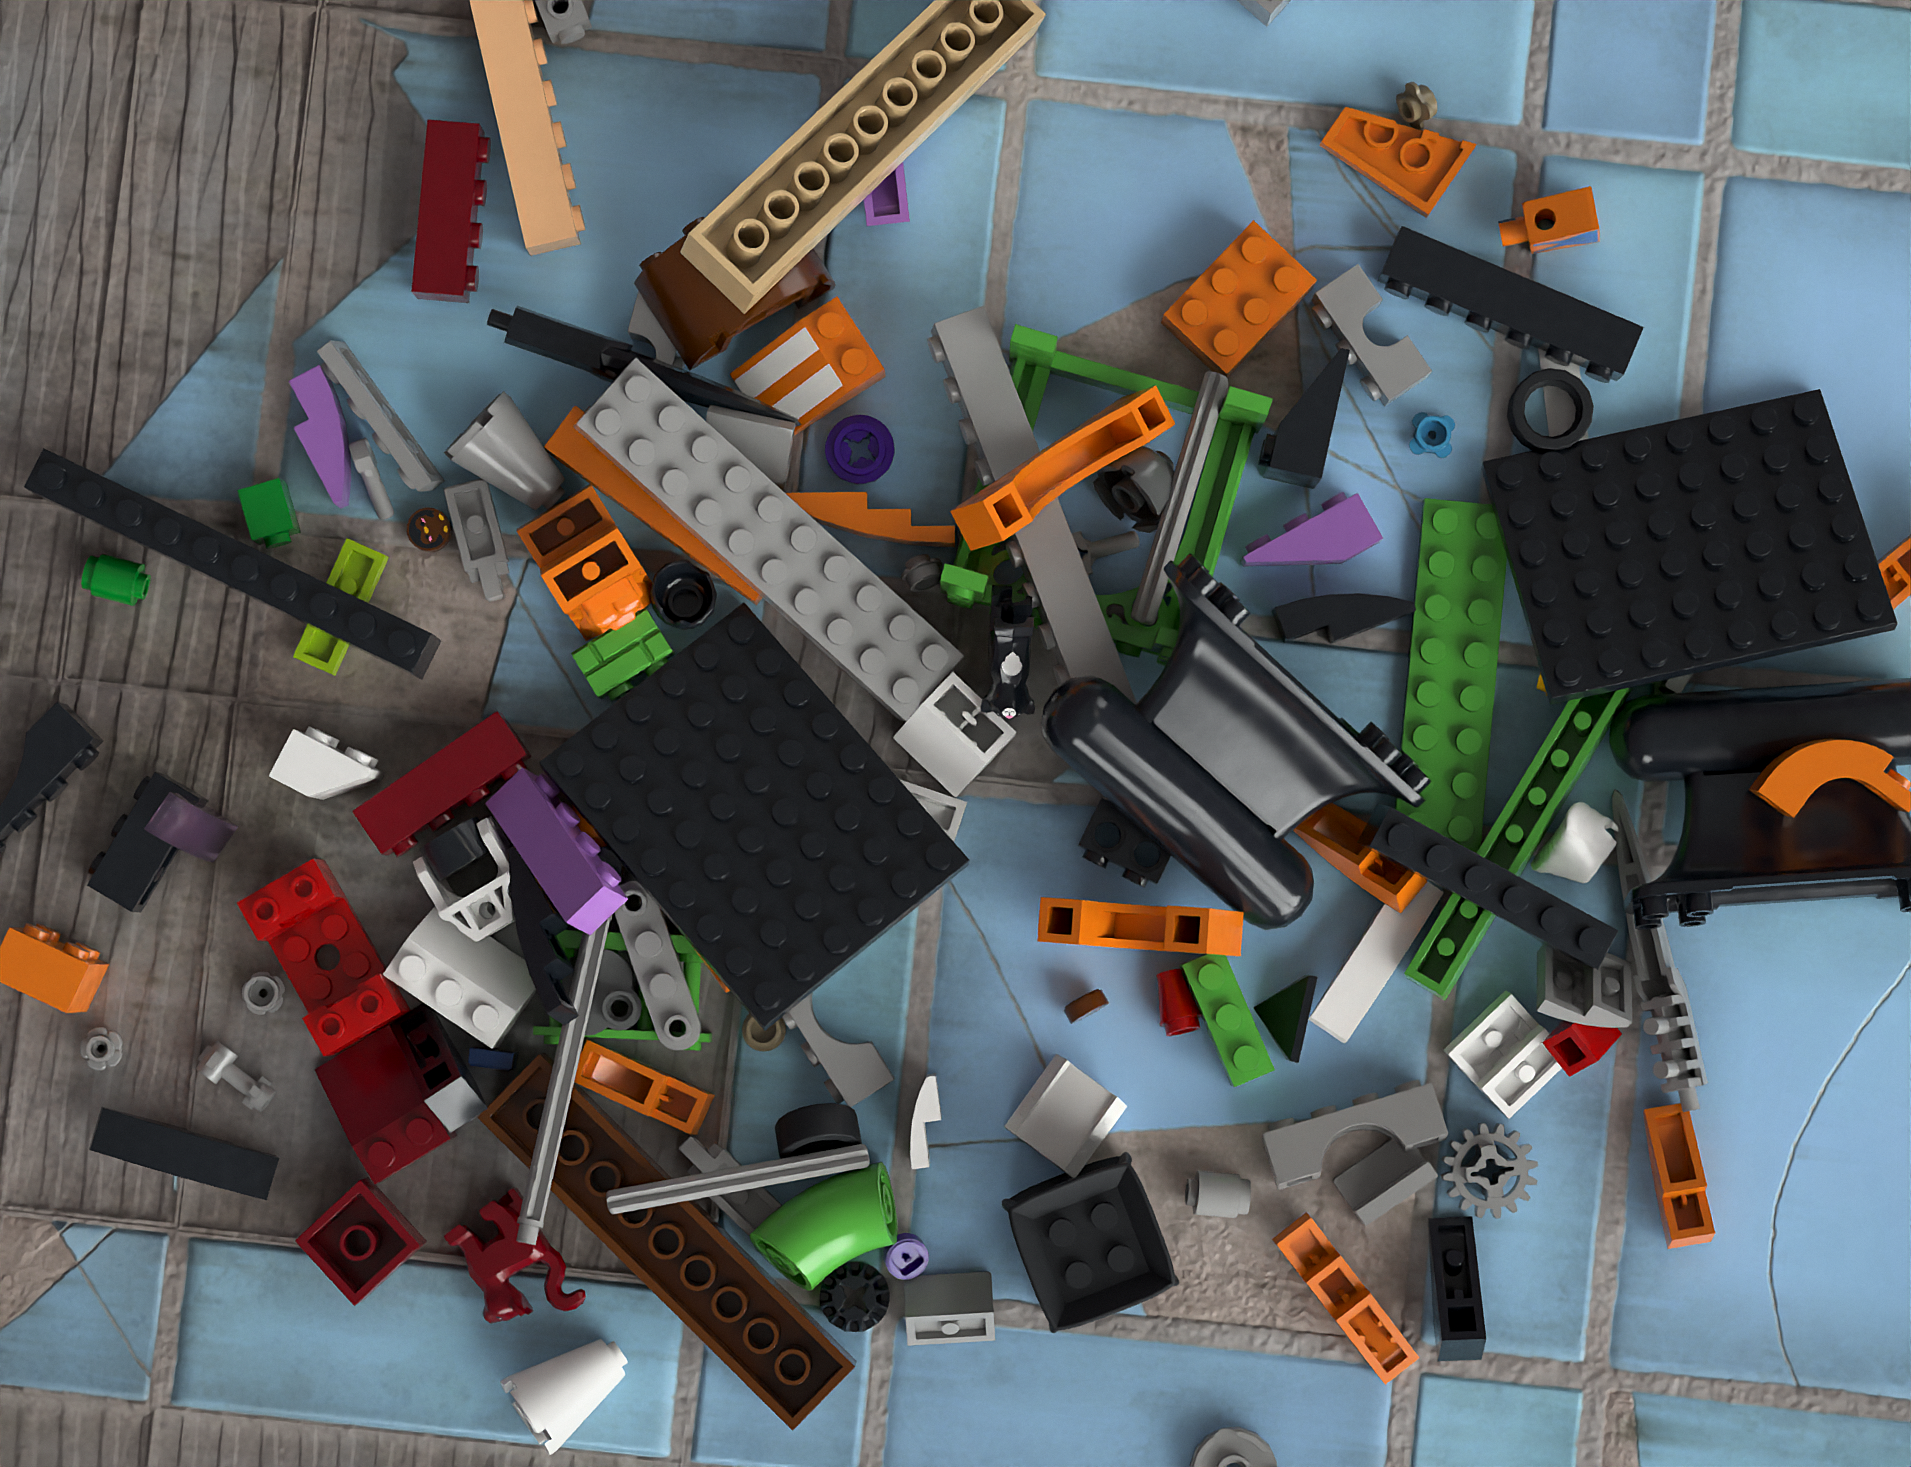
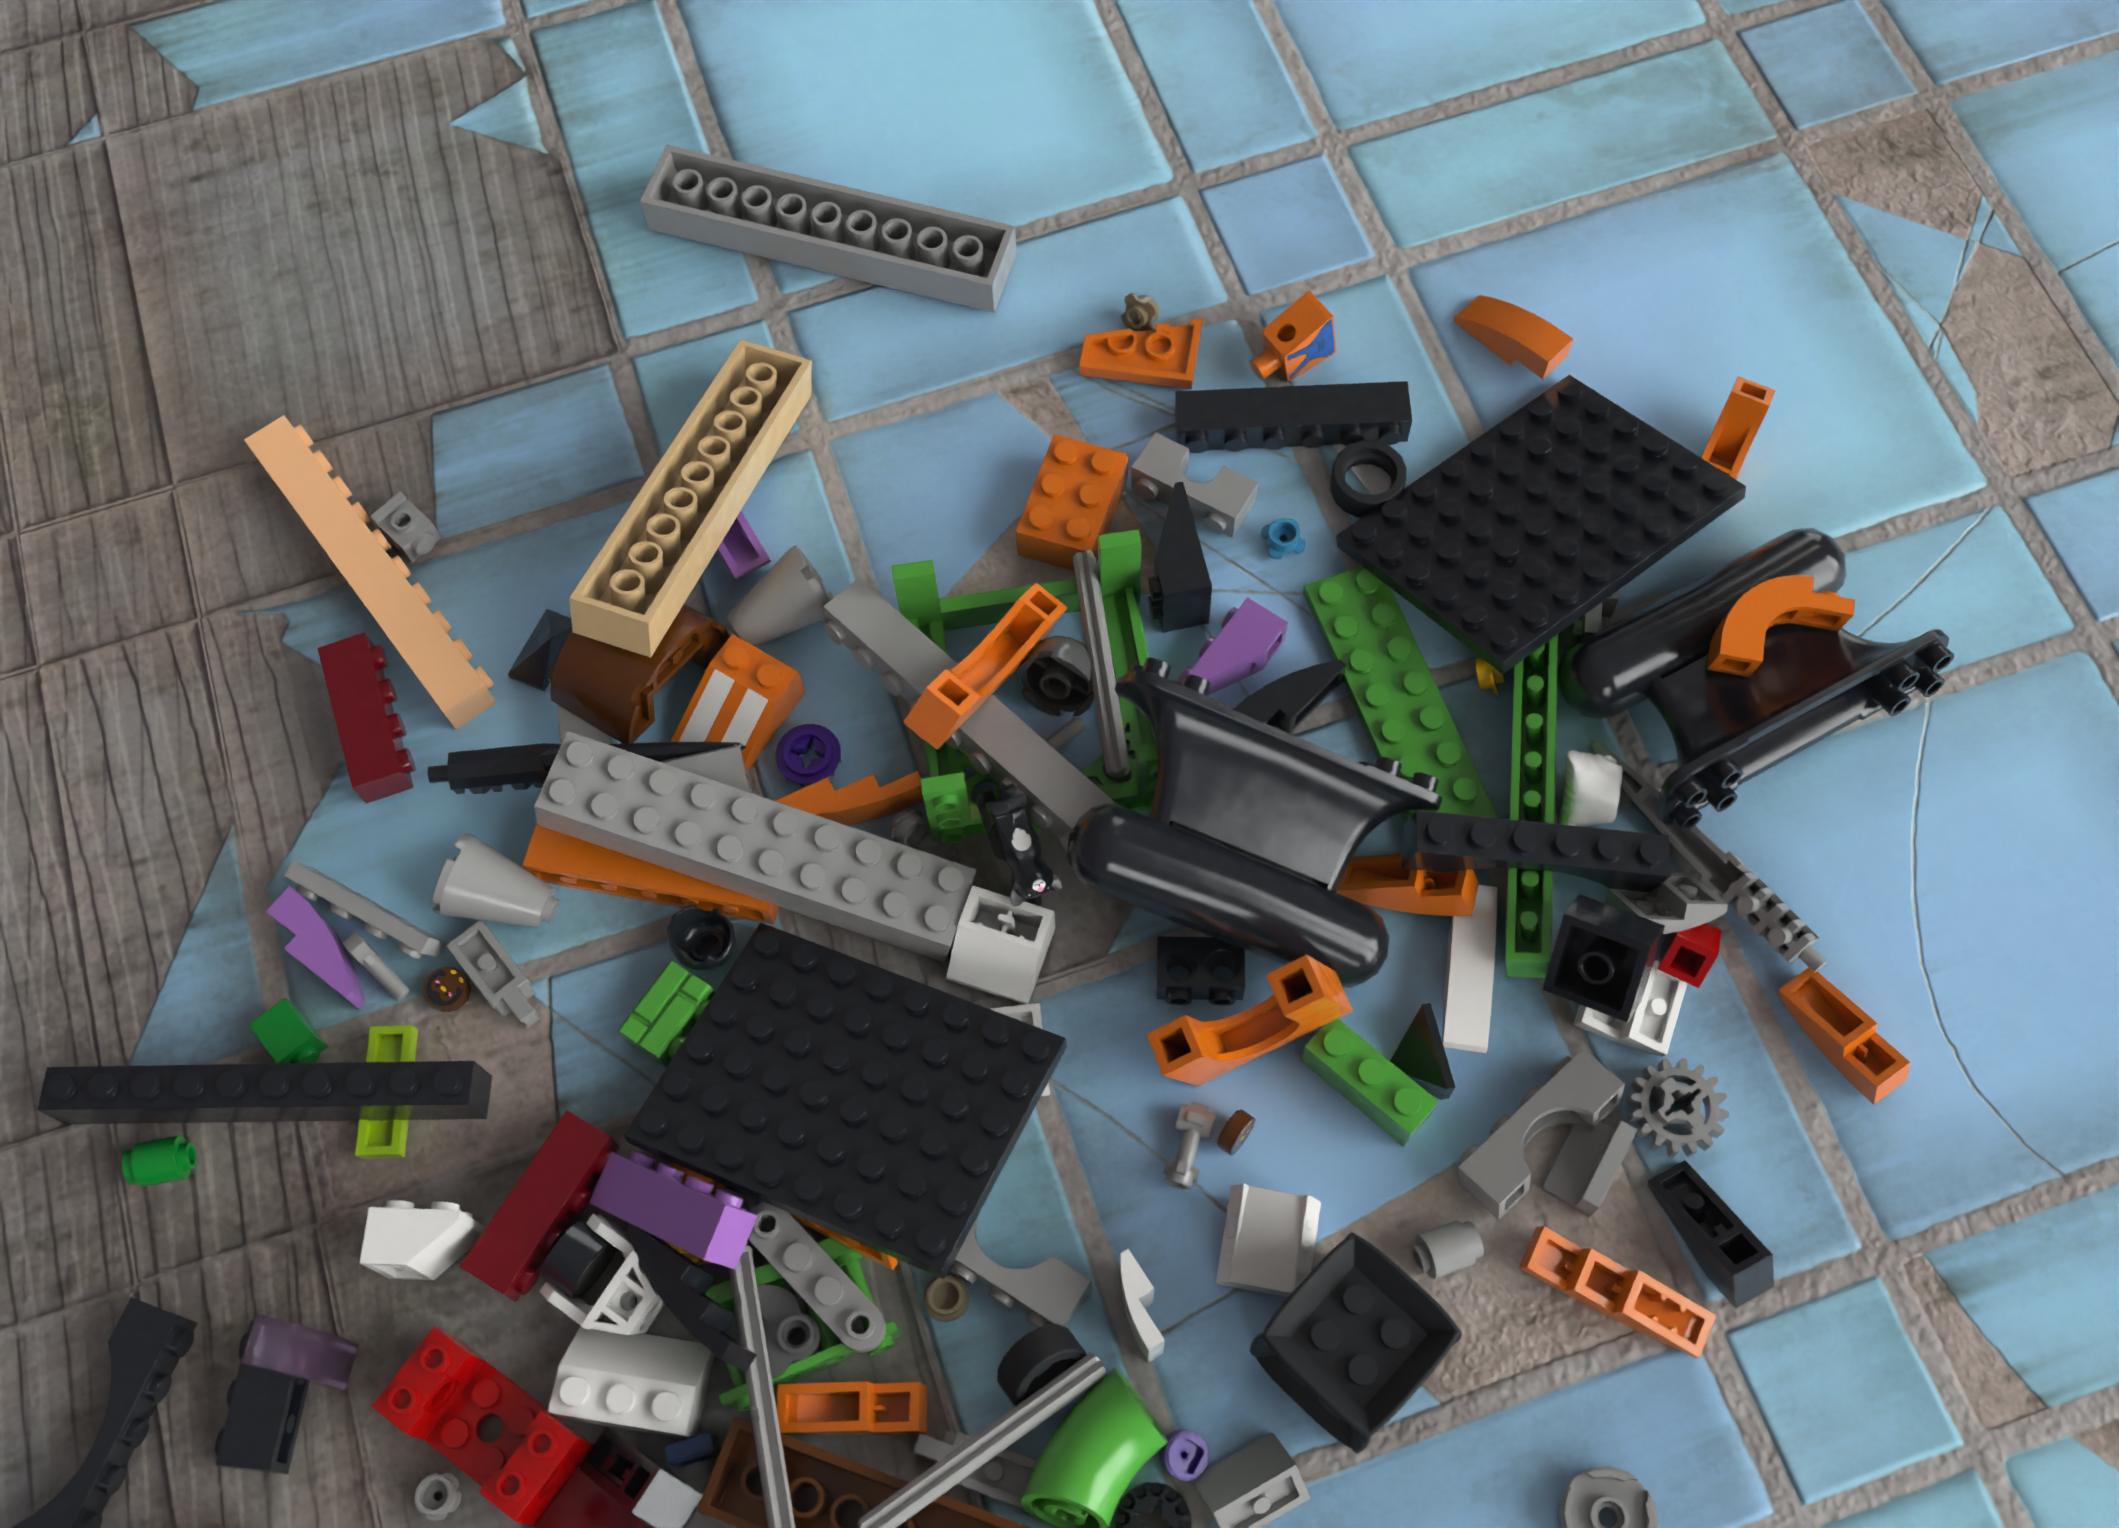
camera: 25 degrees left, 20 degrees down
(587, 563) = (601, 941): orange brick -> none
(649, 209) = (541, 650): none -> black slope
(903, 277) = (781, 602): none -> light grey cone
(1054, 980) = (1194, 1122): none -> light grey bar
(1176, 1004) = (1319, 1094): red cone -> none
(1490, 1016) = (1603, 957): none -> black brick
(1788, 314) = (1515, 334): none -> orange slope

